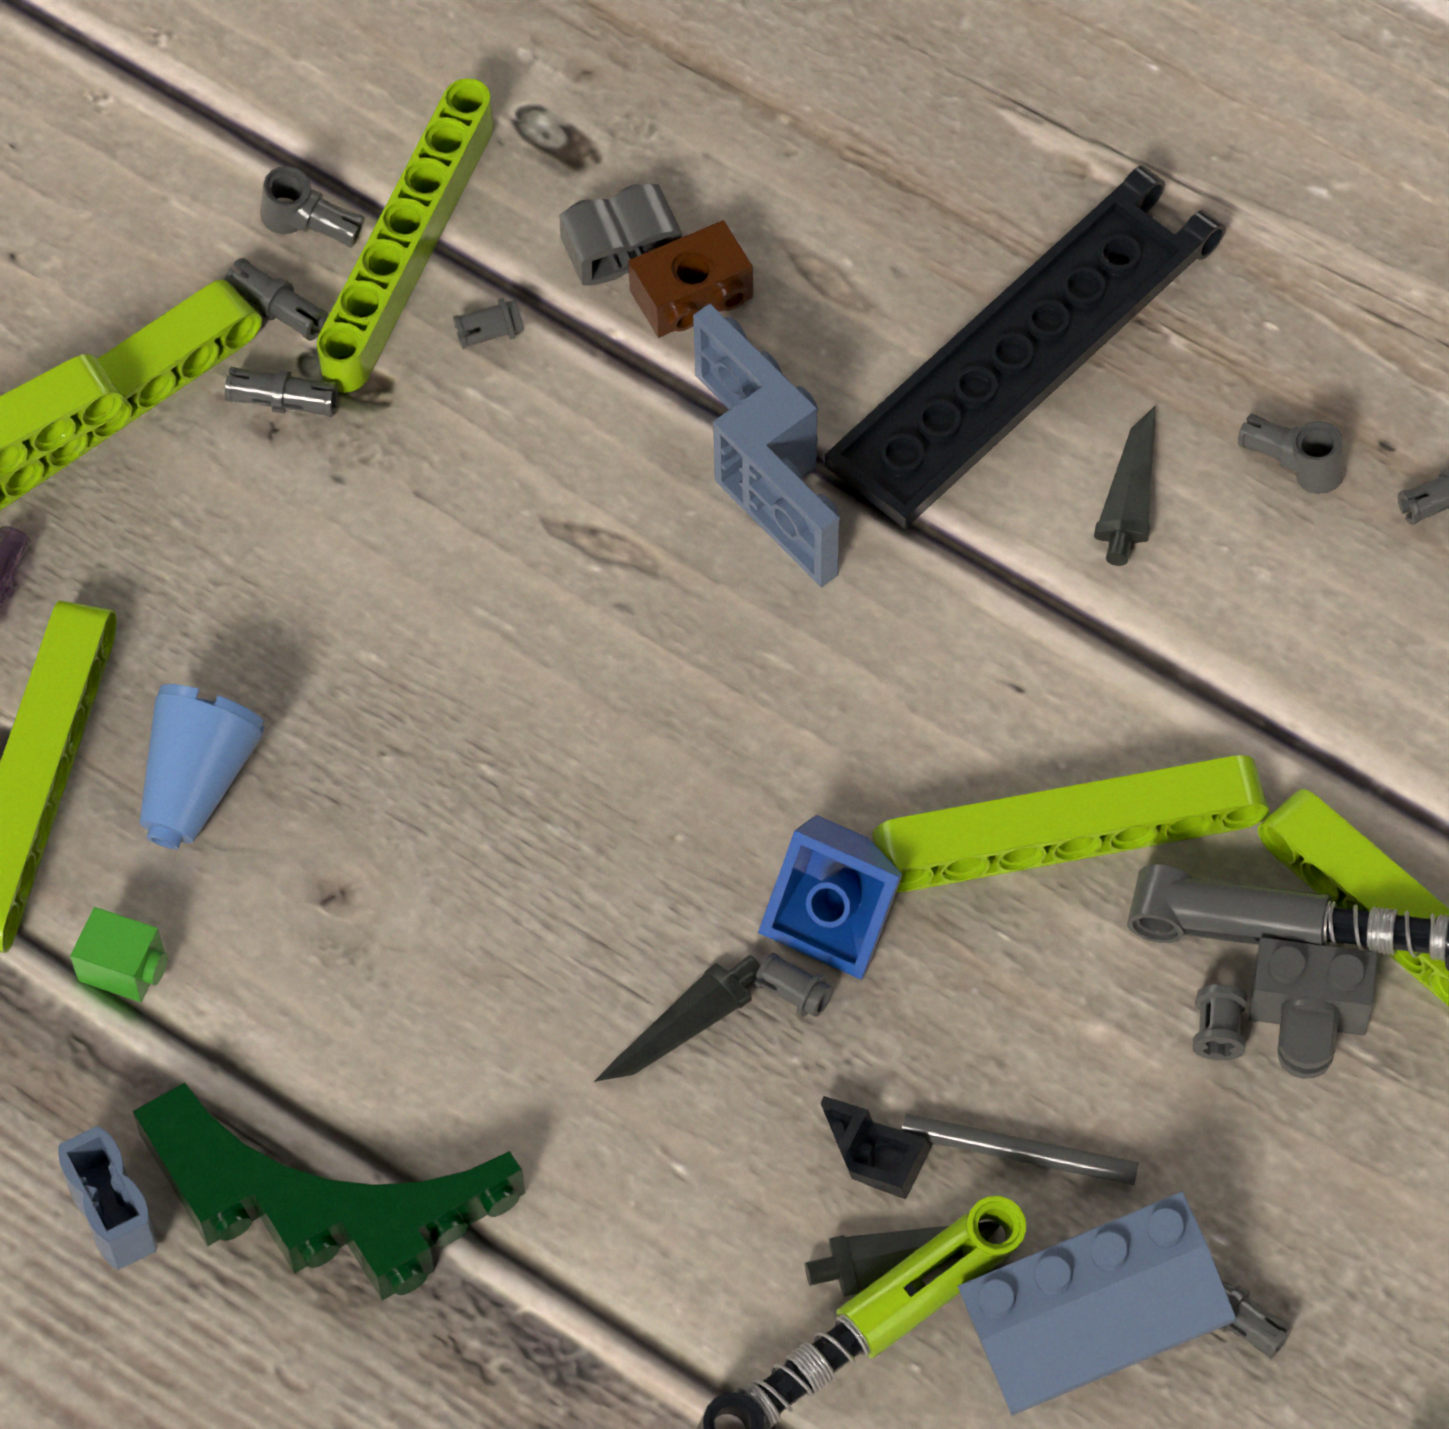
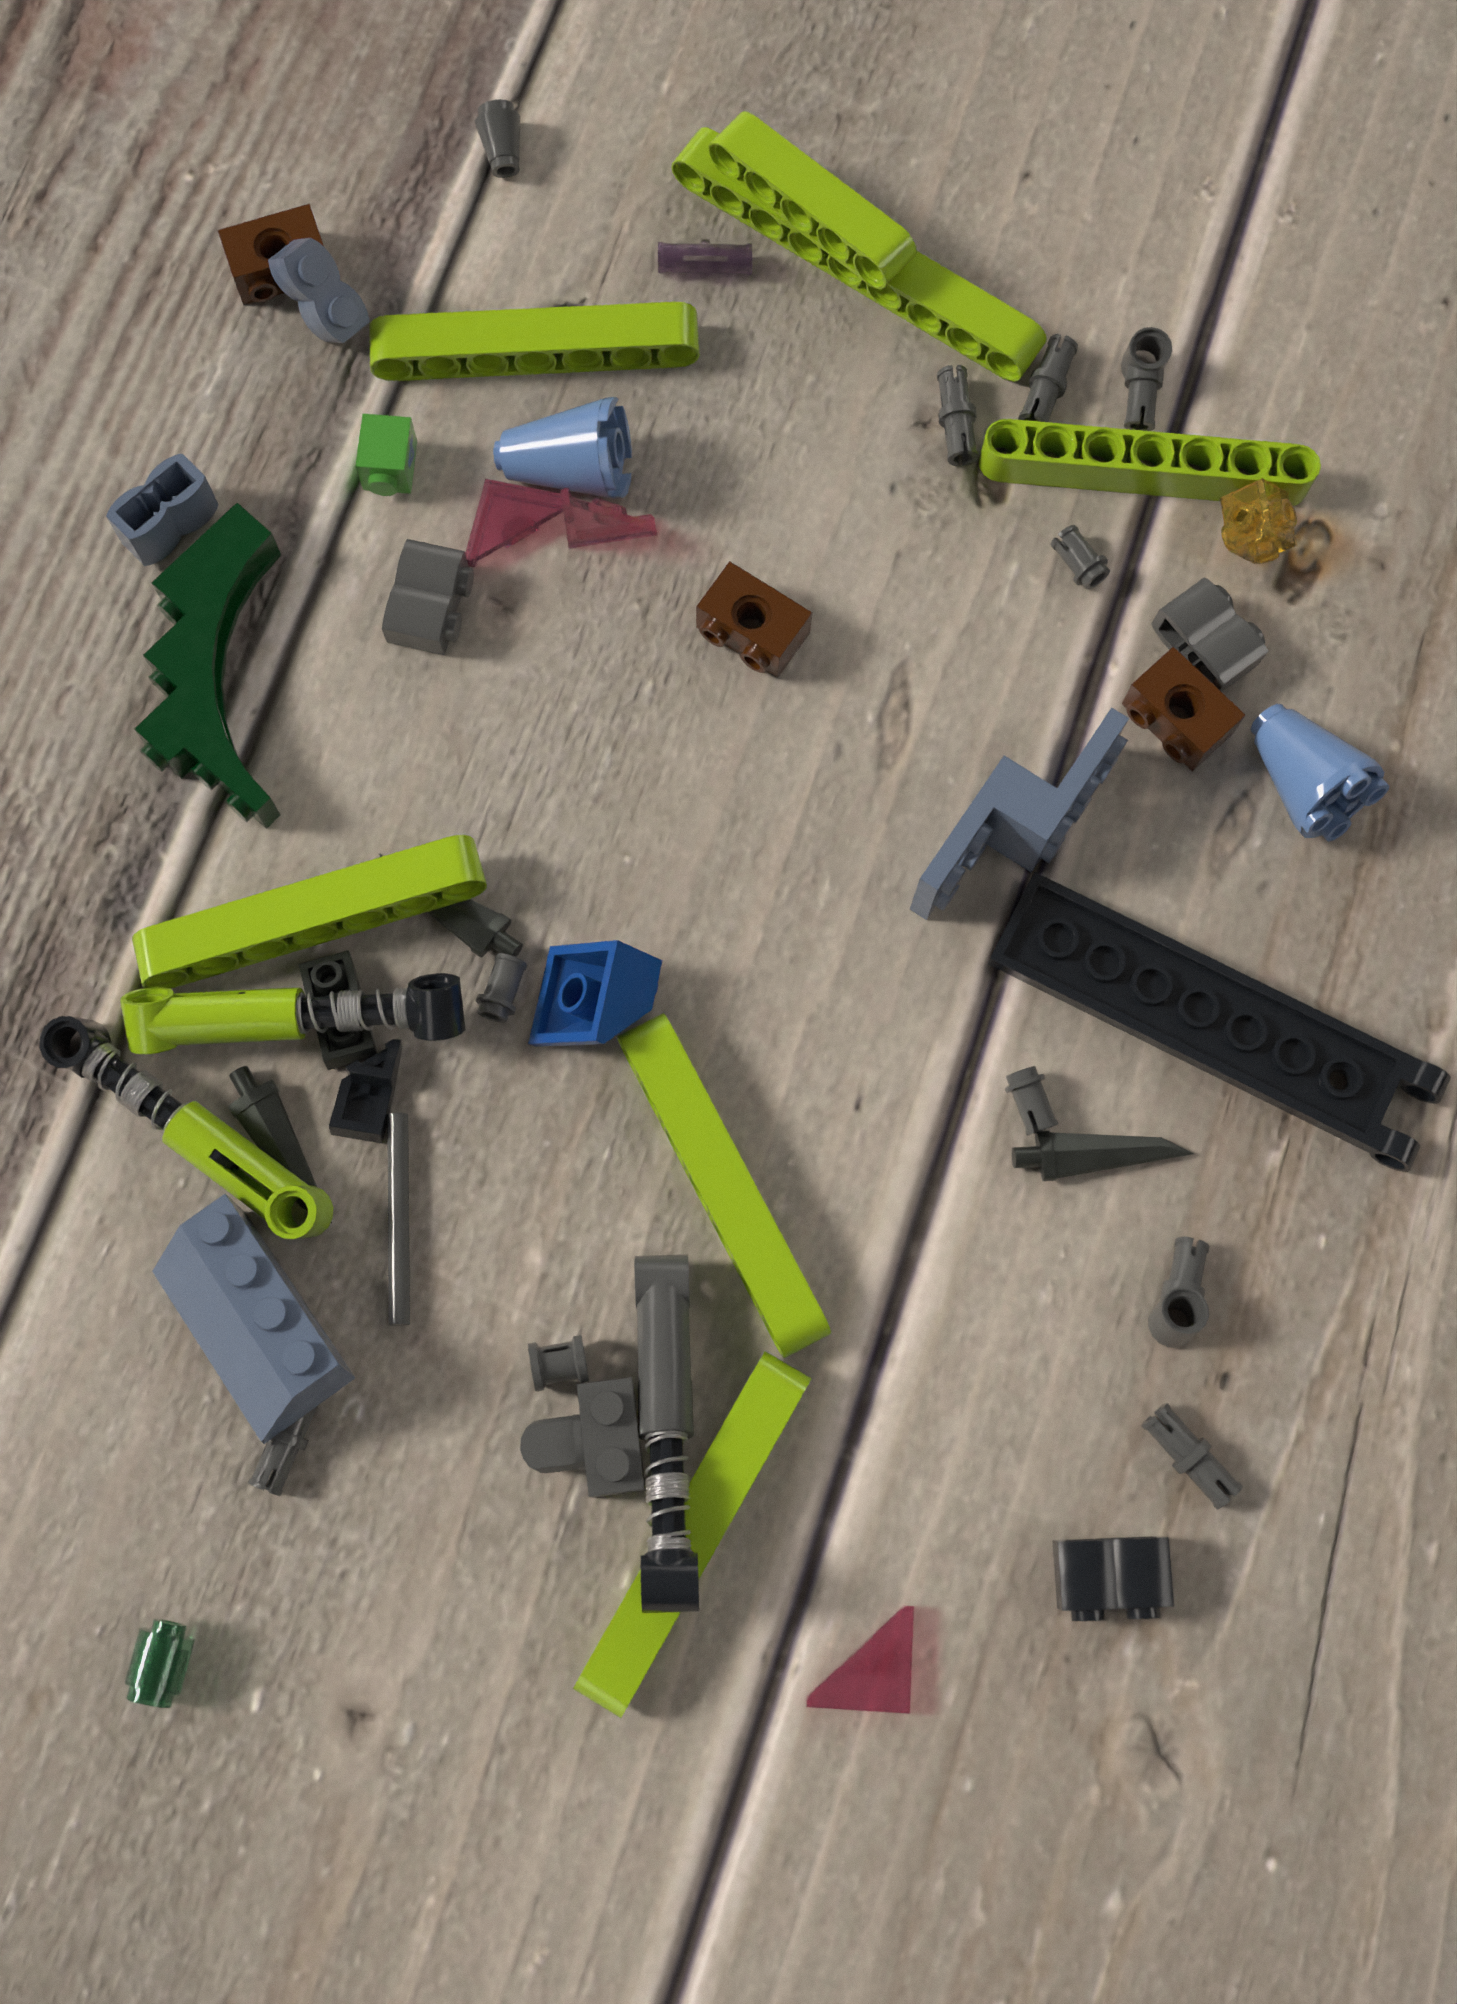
camera: 70 degrees right, 15 degrees up
(234, 854) = (507, 516): none -> clear pink tile
(284, 759) = (601, 522): none -> clear pink tile
(310, 953) = (426, 597): none -> dark grey brick
(464, 612) = (742, 596): none -> reddish brown brick
(496, 156) = (1258, 522): none -> clear yellow brick
(652, 1155) = (309, 912): none -> lime beam
(731, 1324) = (163, 1019): none -> piece
(763, 1159) = (337, 974): none -> pearl dark grey slope
(796, 183) = (1316, 772): none -> medium blue cone
(1058, 525) = (1031, 1100): none -> dark grey pin

